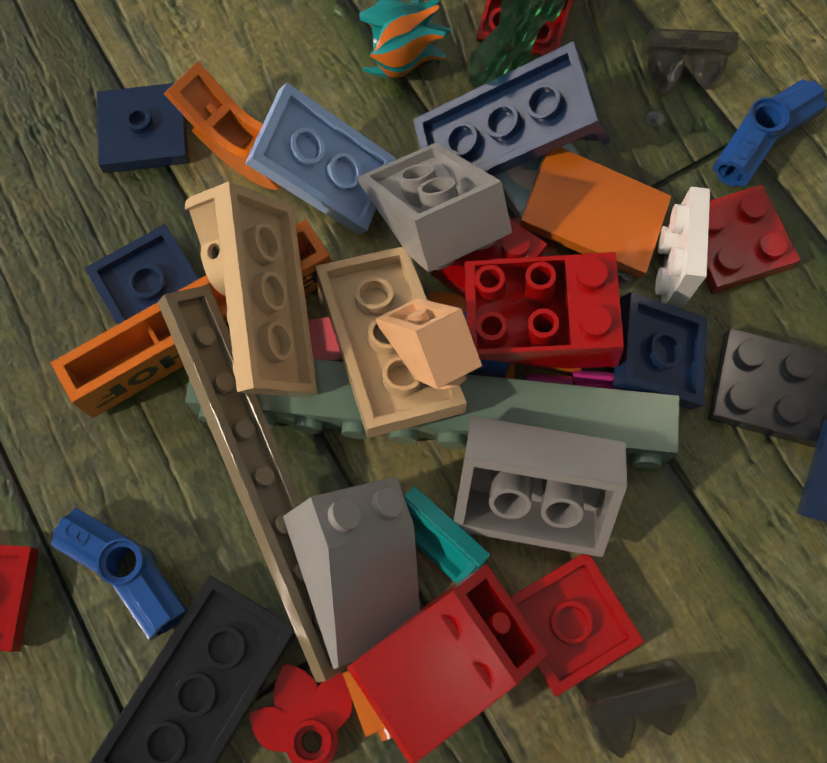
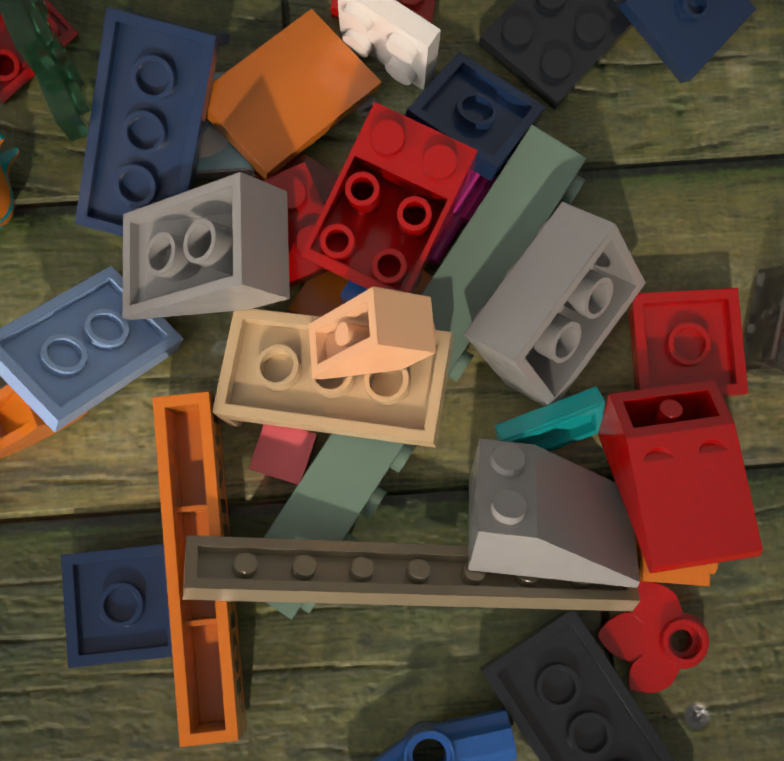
camera: 70 degrees left, 10 degrees up
(262, 287) = (221, 475): tan plate -> none

